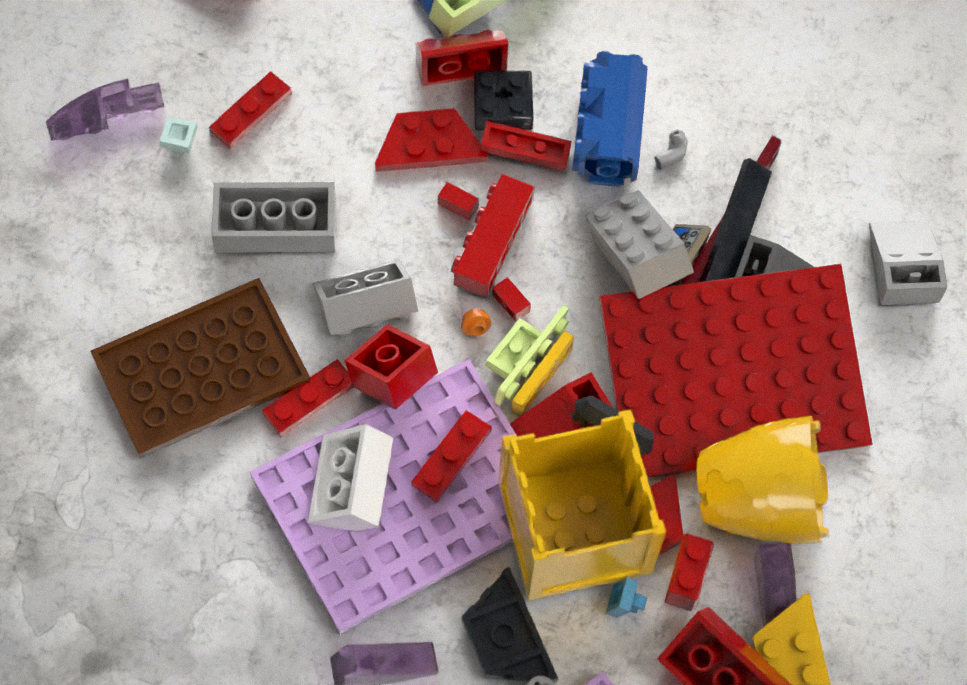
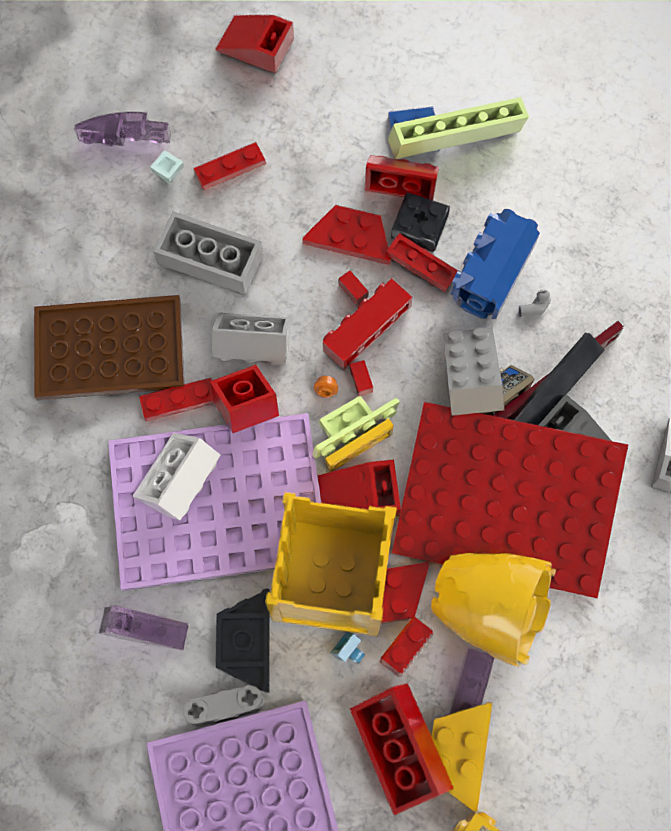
camera: 25 degrees right, 5 degrees up
(451, 456) = (261, 484): red plate -> none
(593, 410) = (405, 523): black piece -> none

